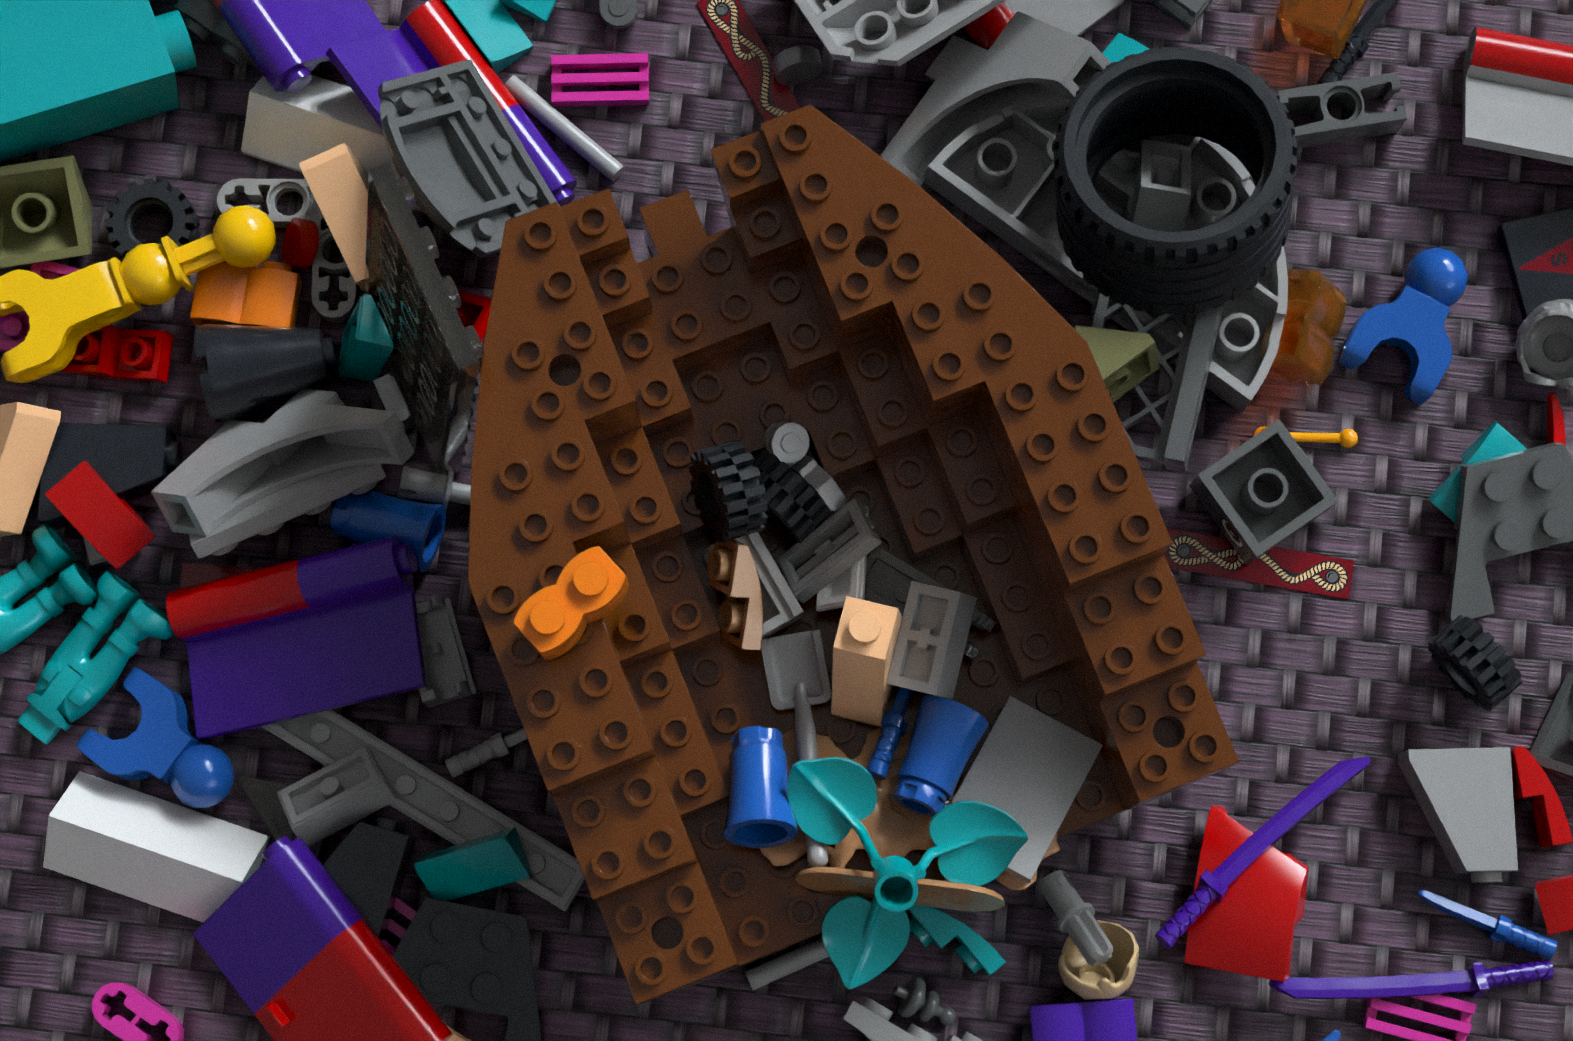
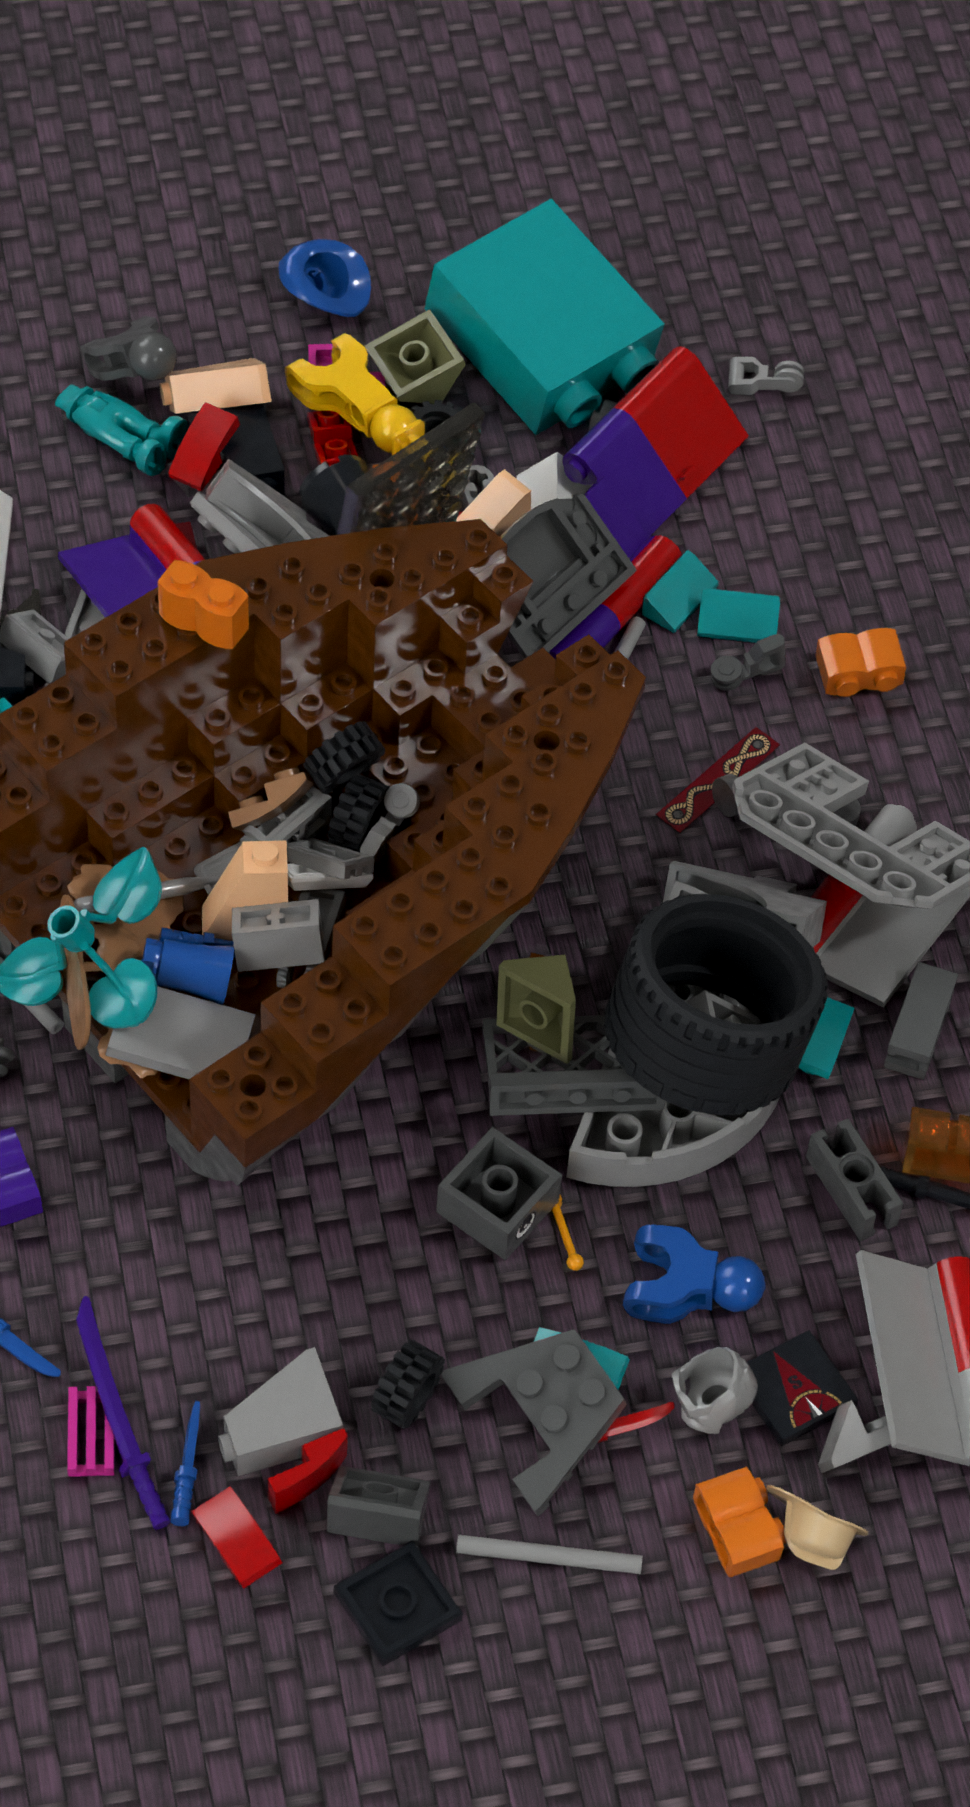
camera: 70 degrees right, 25 degrees down
(73, 681) = (99, 477): teal piece -> none
(163, 747) = (45, 533): blue piece -> none
(600, 62) = (656, 654): dark pink tile -> none
(758, 792) = (102, 848): blue plant -> none
(940, 928) = (58, 1063): teal slope -> none
(1076, 917) = (96, 1144): light grey axle -> none
(1108, 978) = (62, 1172): tan hair -> none
(1215, 885) = (152, 1229): dark purple sword -> none
(1257, 918) = (151, 1262): red slope -> none
(1276, 568) = (443, 1237): sticker -> none
(1311, 322) = (654, 1194): clear orange brick -> none

